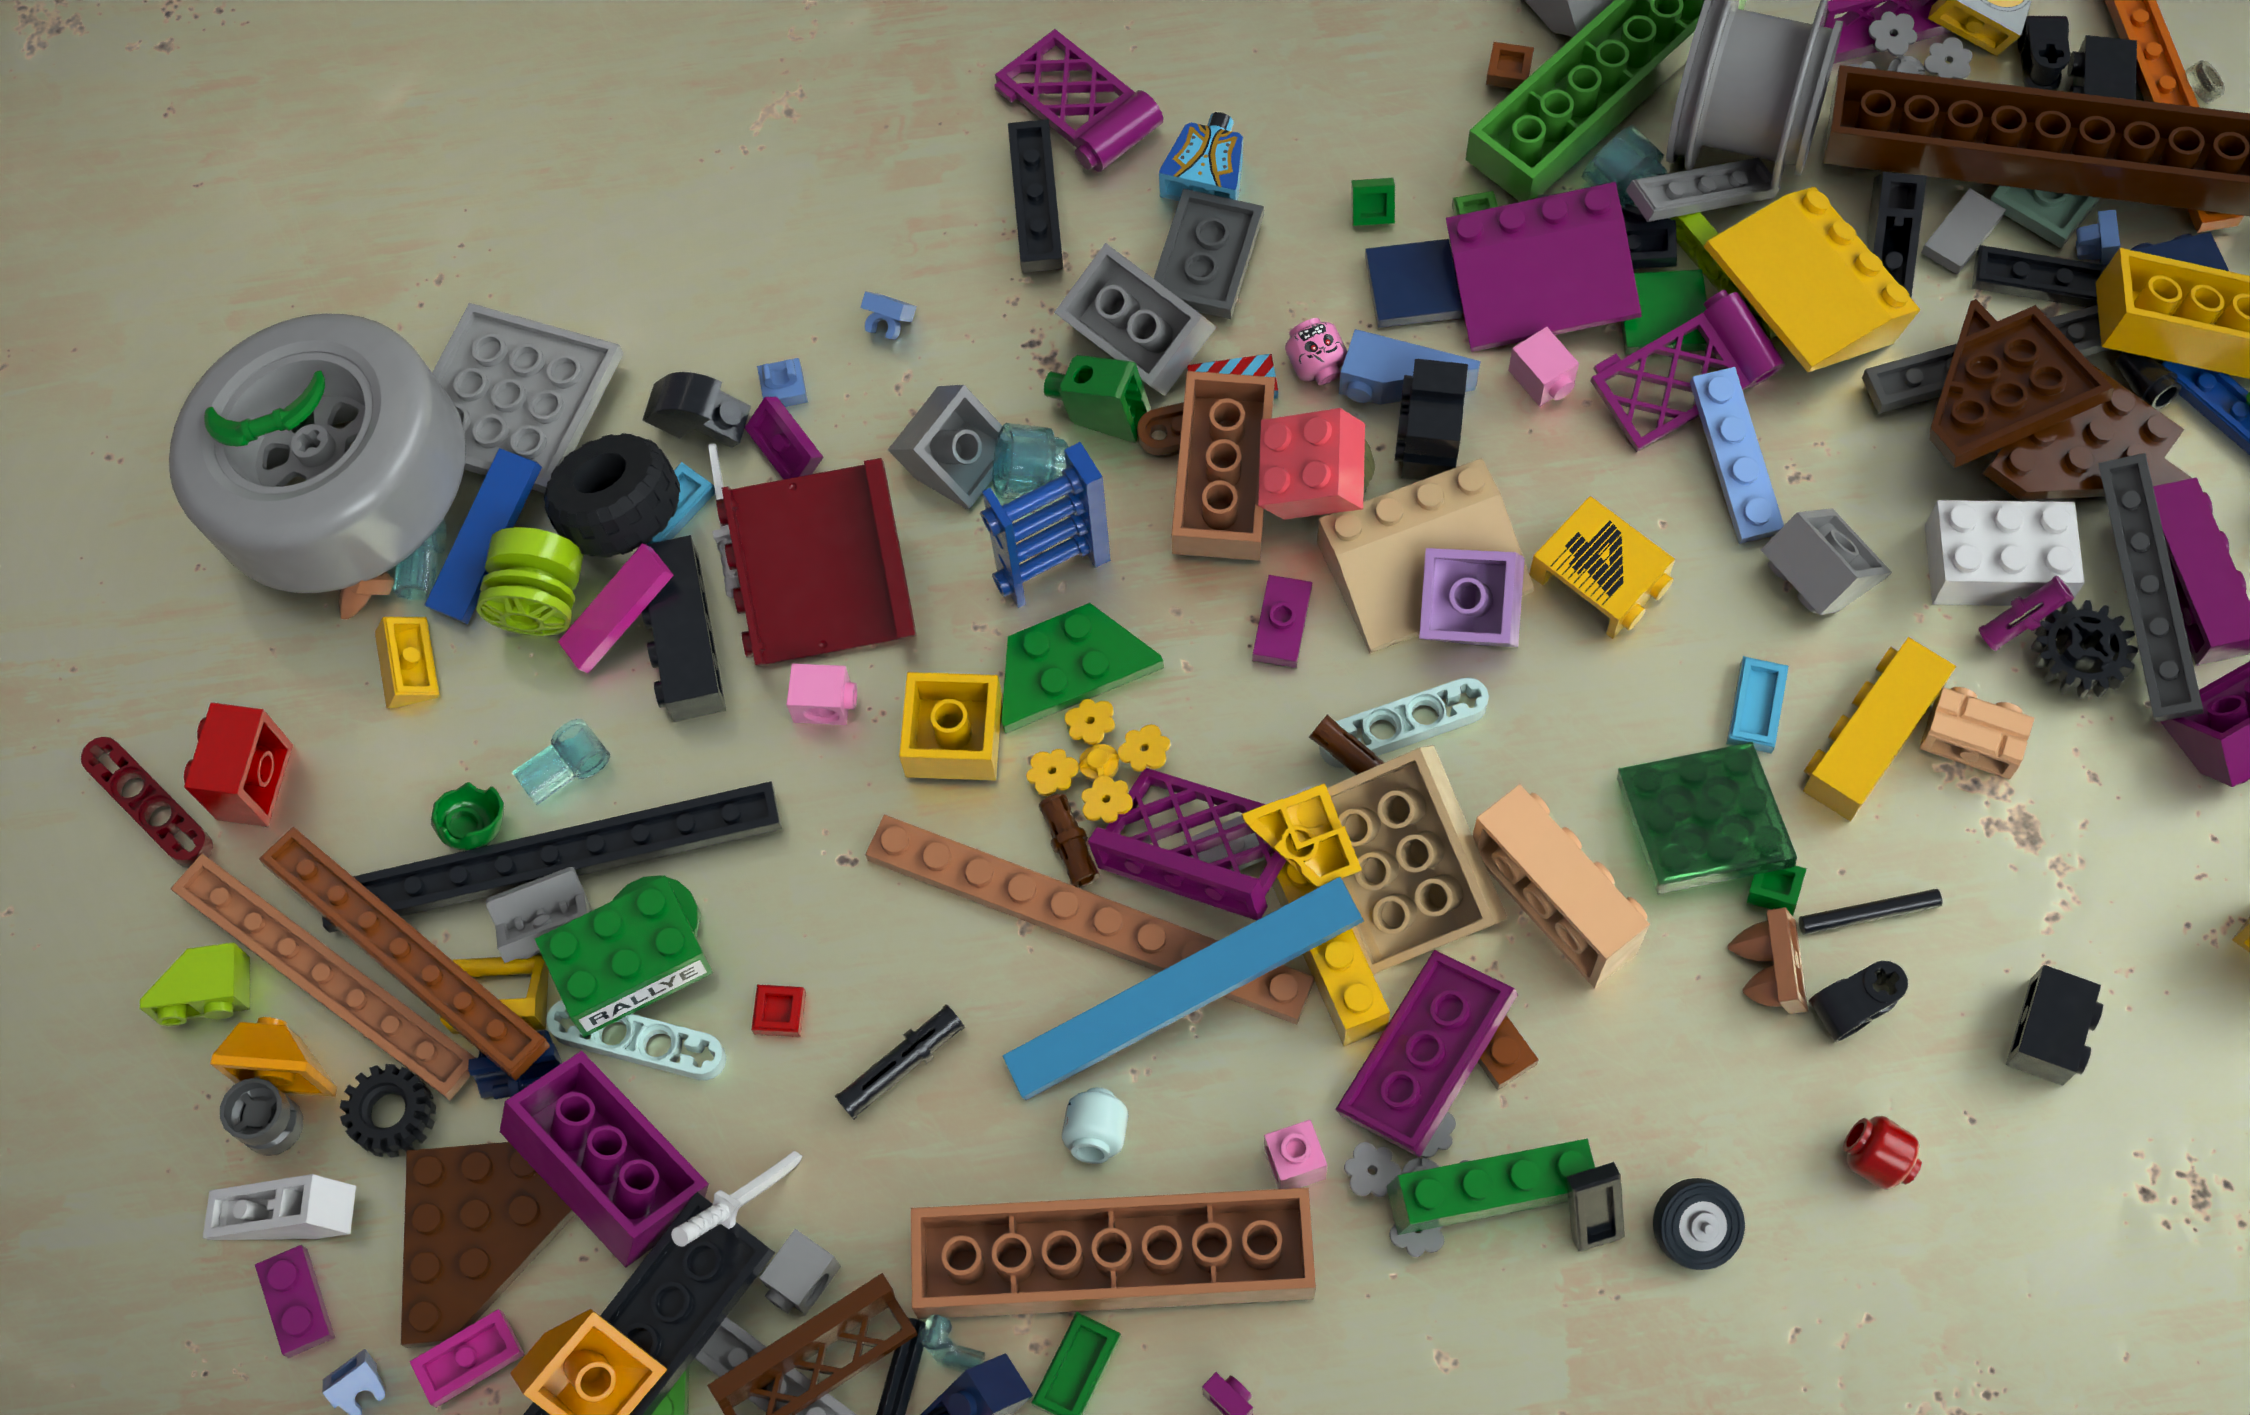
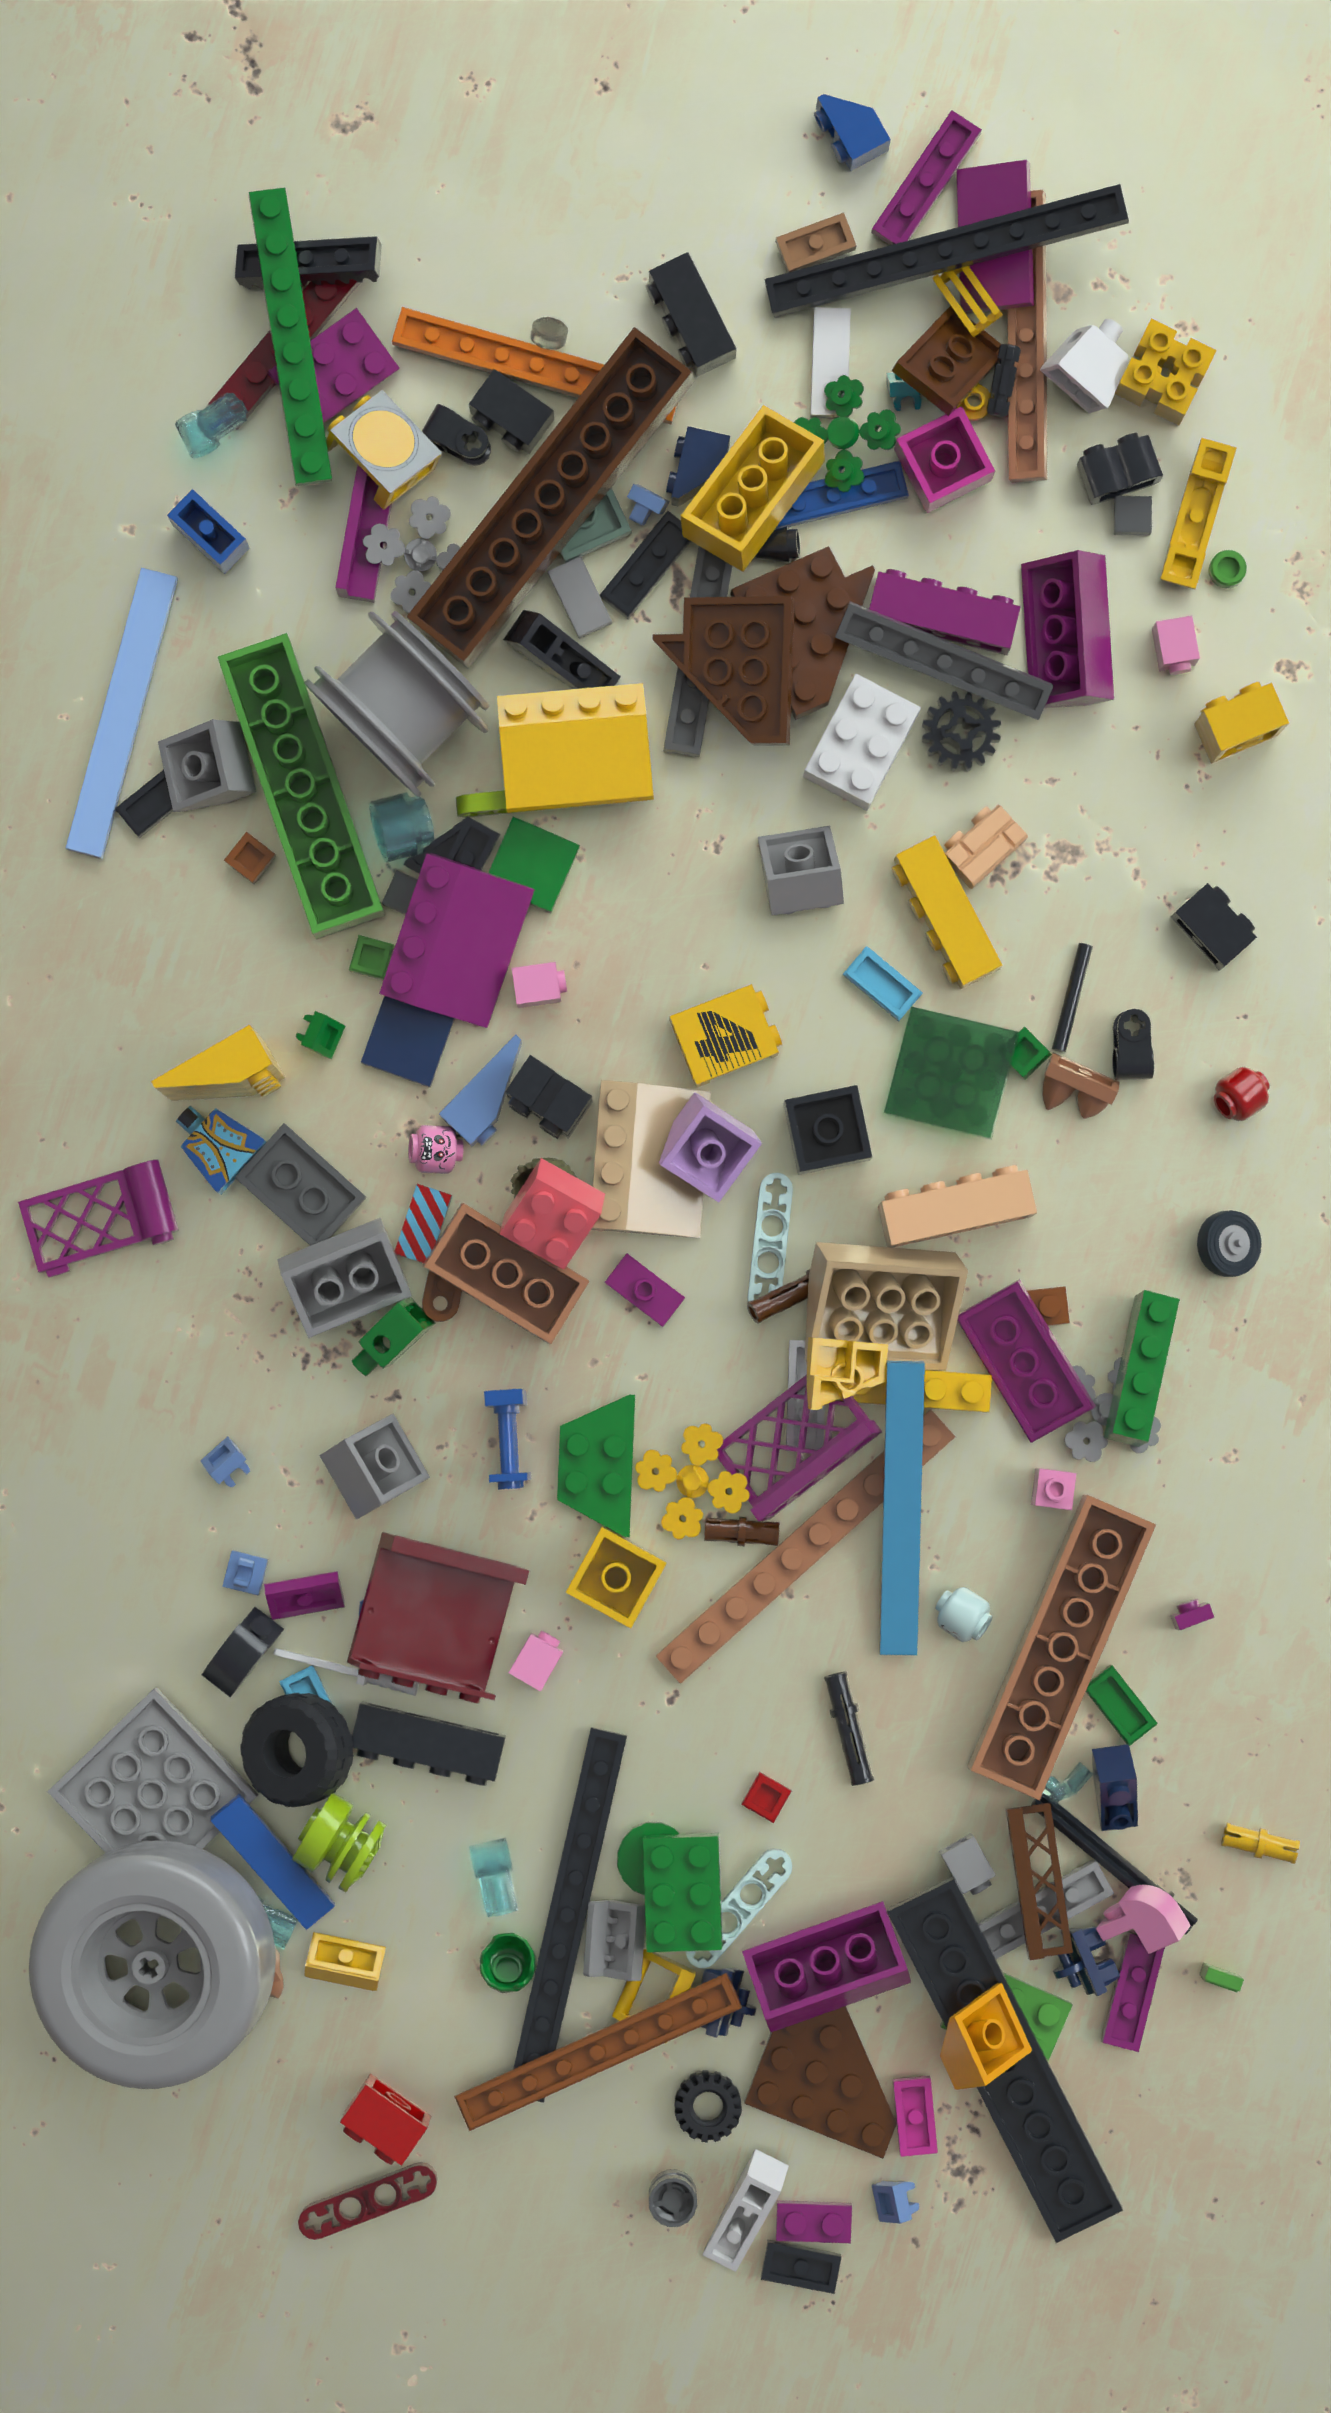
camera: 75 degrees left, 20 degrees up
(201, 982) = (543, 2207): lime slope -> none
(233, 1309) = (801, 2266): none -> black plate
(241, 433) = (143, 1976): green piece -> none
(272, 1054) = (632, 2173): light orange slope -> none
(325, 976) = (578, 2116): nougat plate -> none
(615, 608) = (392, 1785): dark pink tile -> none
(726, 1206) = (912, 1897): white sword -> none
(1026, 459) = (425, 1418): clear light blue piece -> none
(1035, 196) = (176, 1296): black gear -> none
(1284, 101) = (230, 1068): none -> yellow slope
(1564, 712) = (827, 1130): none -> black brick
(1596, 1206) = (1189, 1308): black tile -> none
(1702, 189) = (452, 789): light grey tile -> none
(1729, 333) = (587, 831): magenta piece -> none
(1736, 455) = (684, 884): light blue plate -> none
(2052, 595) = (918, 759): magenta pin -> none

